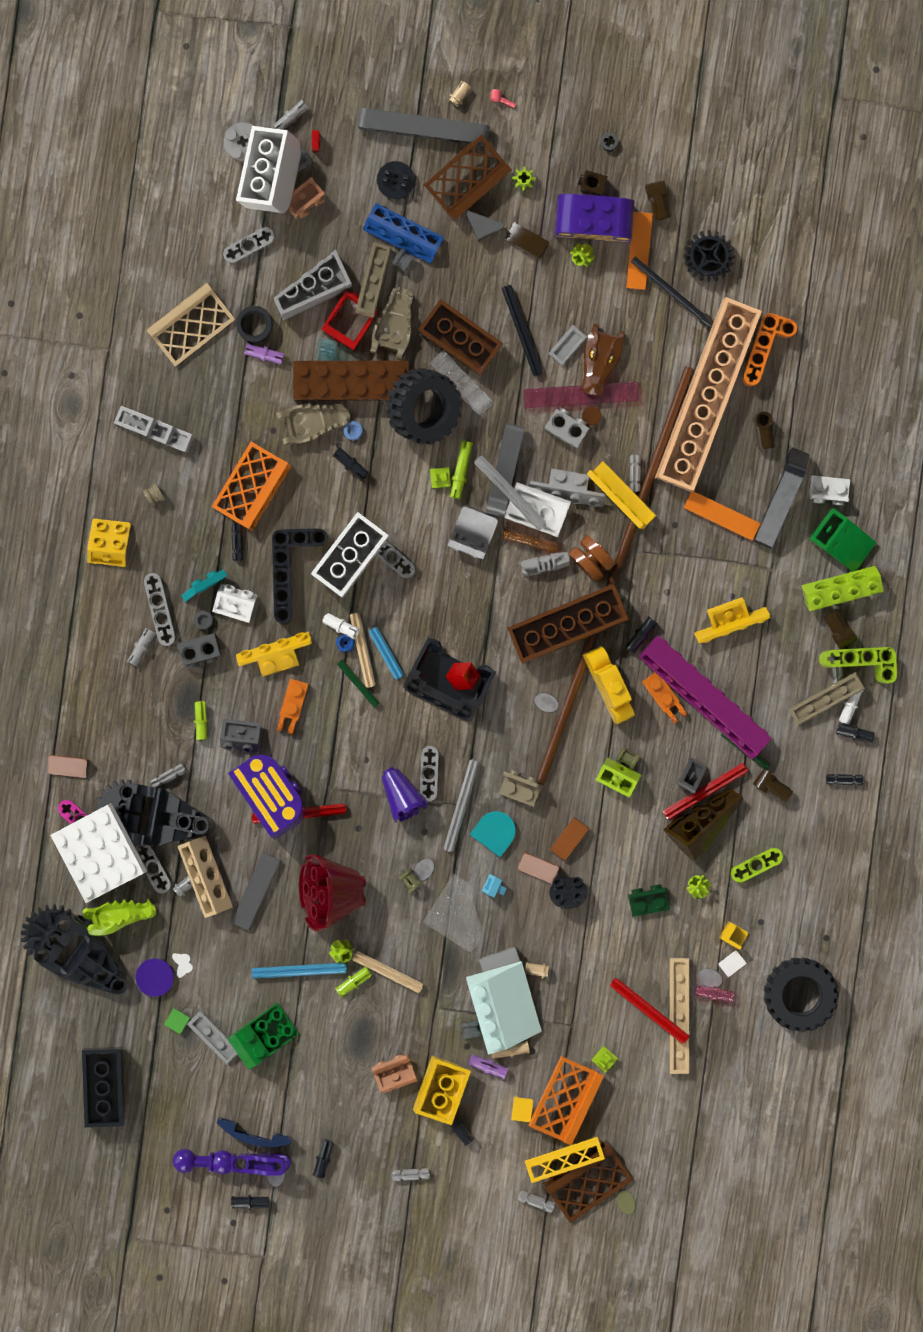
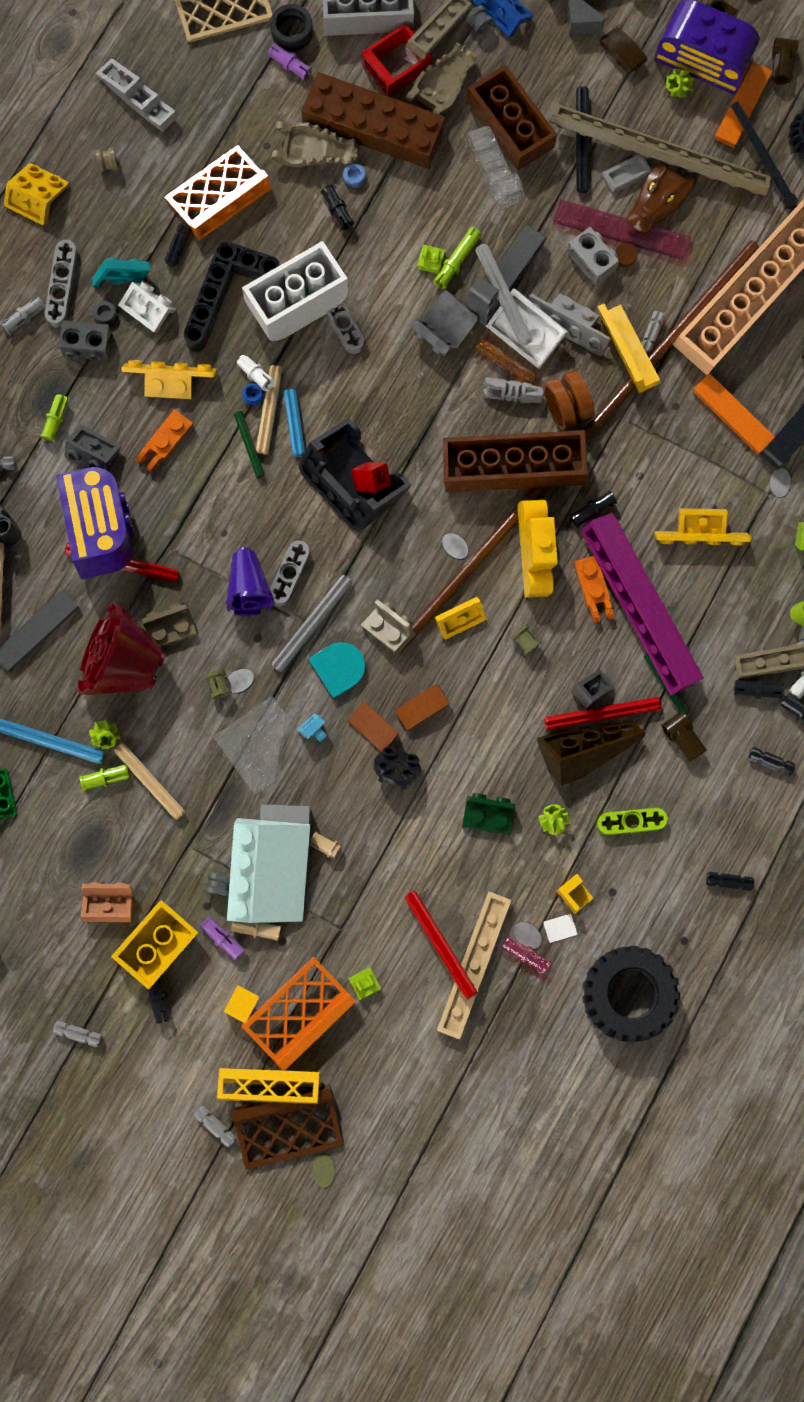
camera: 20 degrees right, 10 degrees down
(326, 349) = (361, 73): clear light blue bracket -> none
(356, 849) = (170, 625): none -> dark tan bracket
(445, 410) = (470, 162): black tyre -> none
(572, 759) = (460, 618): none -> yellow plate
(588, 319) = (660, 149): none -> dark tan plate
(618, 777) = (506, 656): lime brick -> none
(776, 556) = (780, 482): none -> flat silver sticker
(815, 728) = (758, 689): none -> black pin
(844, 881) = (730, 881): none -> black axle

